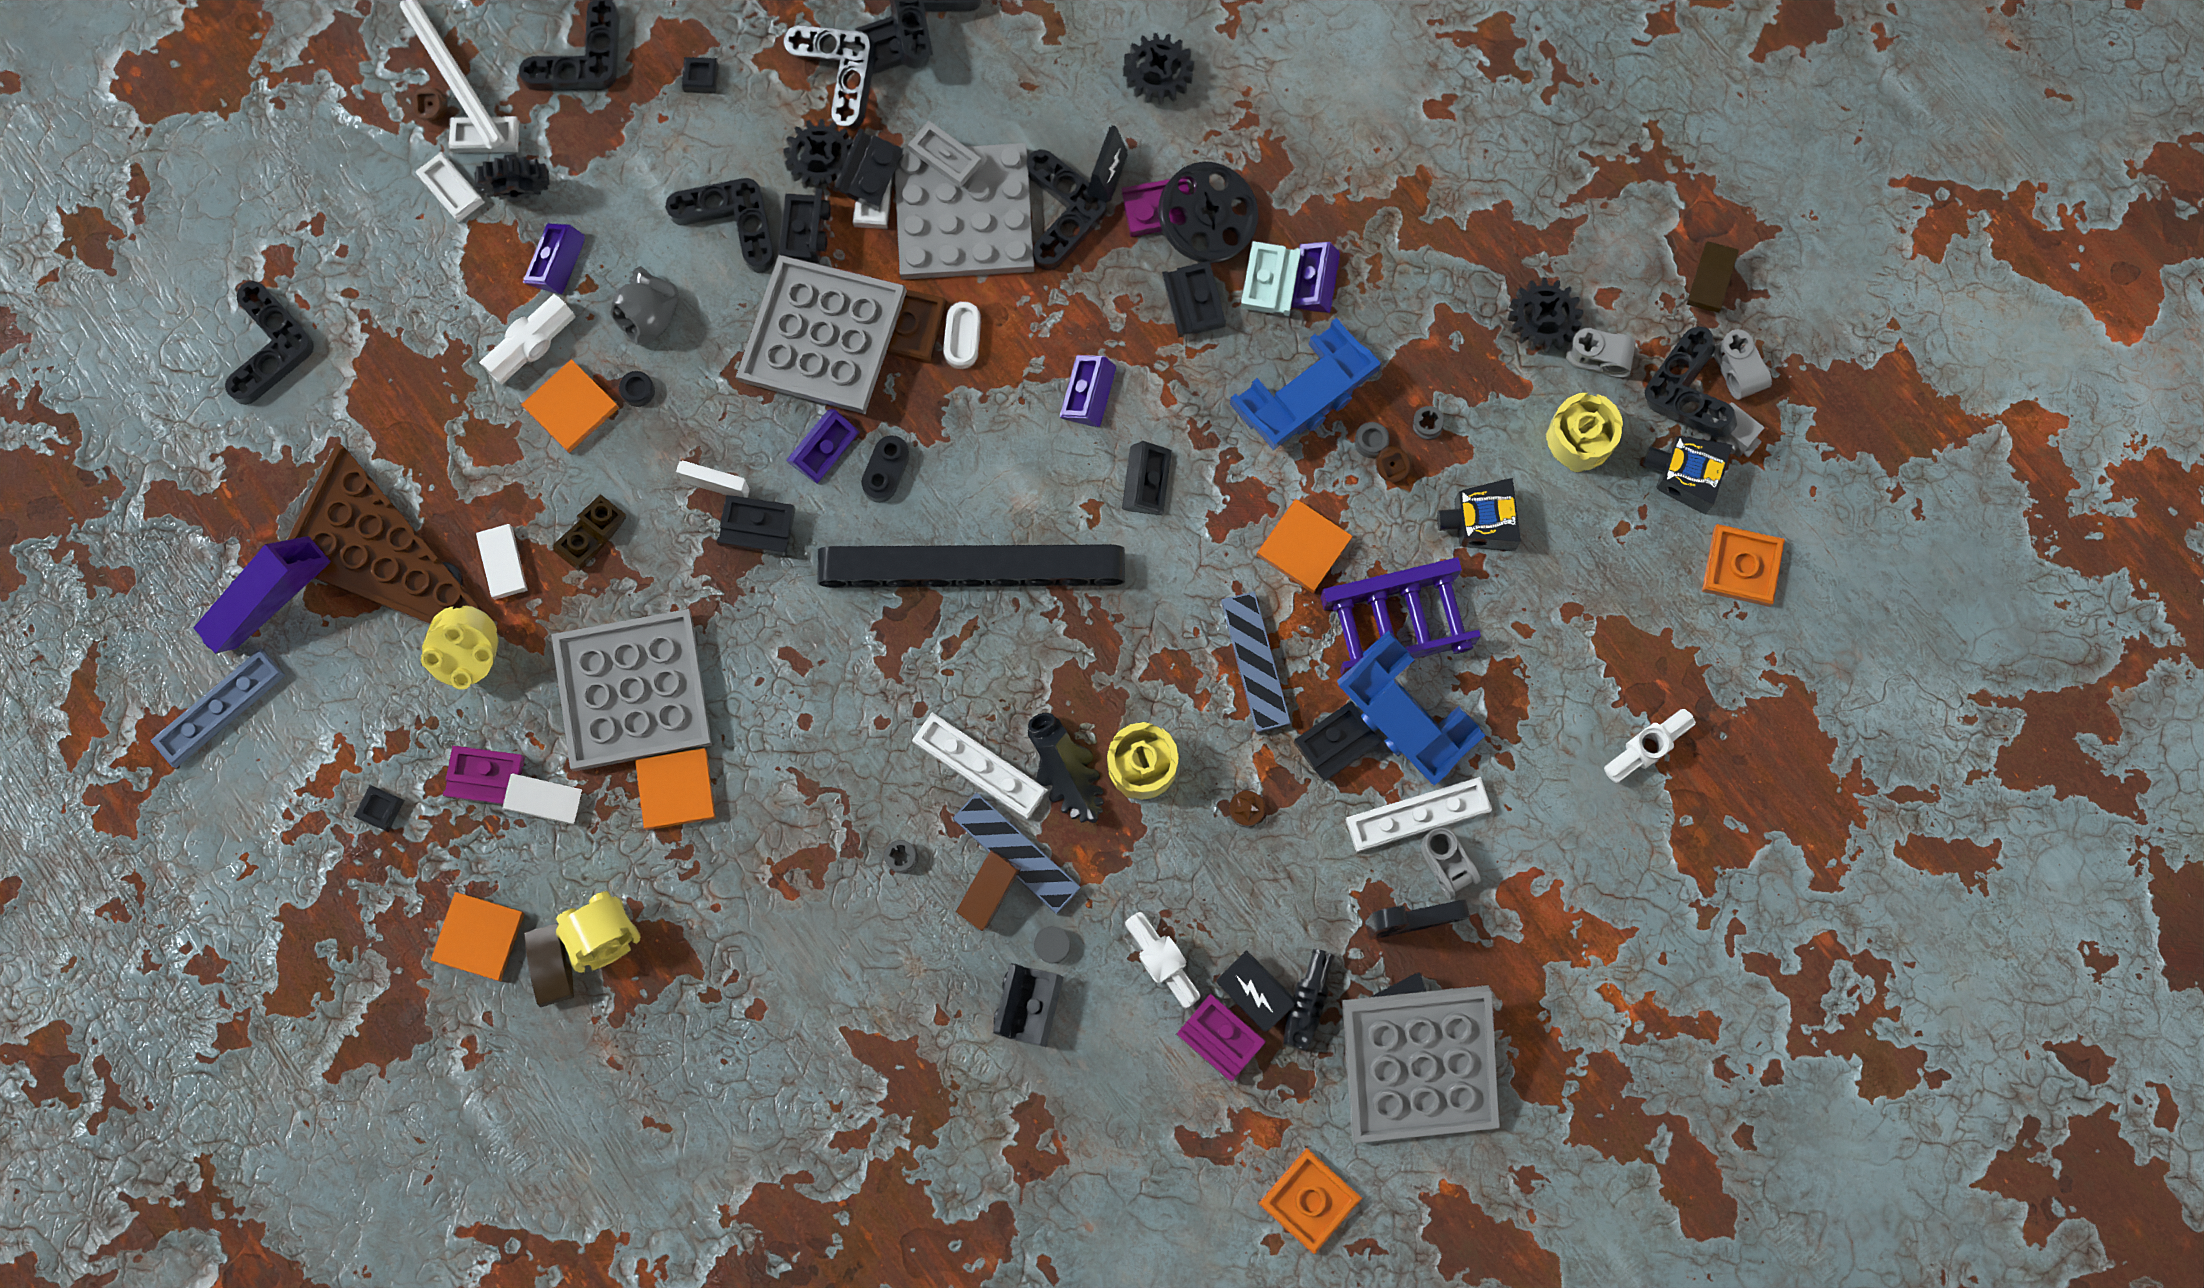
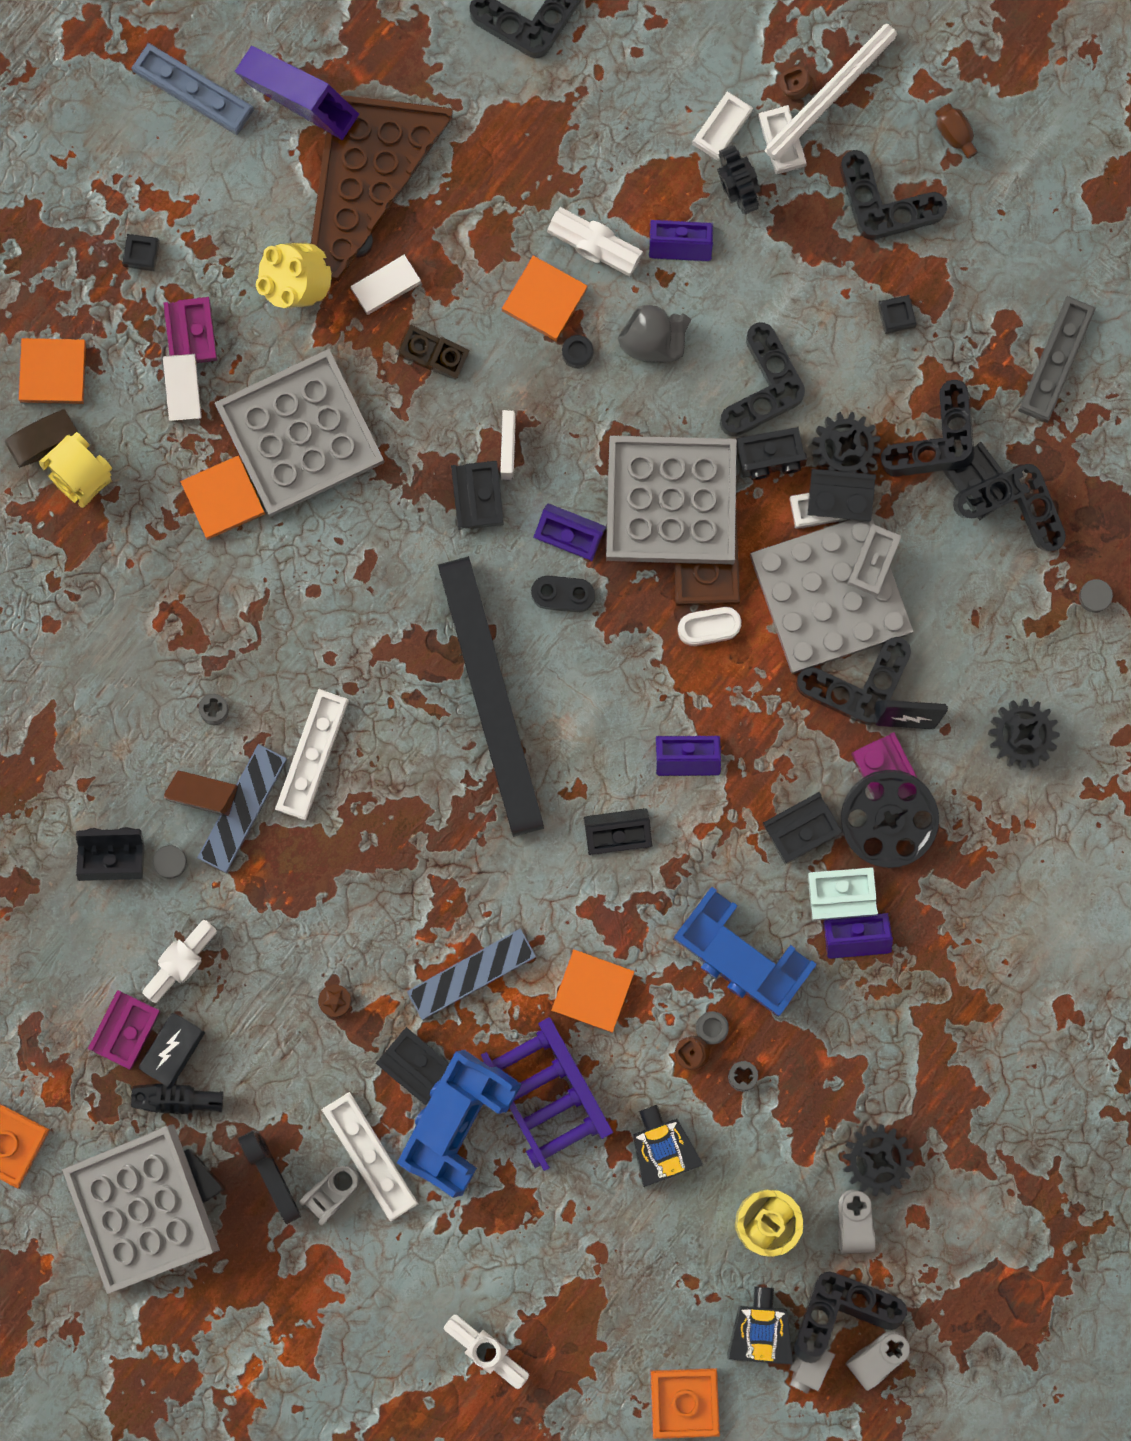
camera: 70 degrees right, 5 degrees up
(1065, 768) = (329, 831): black plant -> none
(1142, 761) = (349, 896): light yellow brick -> none
(1712, 277) = (961, 1311): dark brown slope -> none

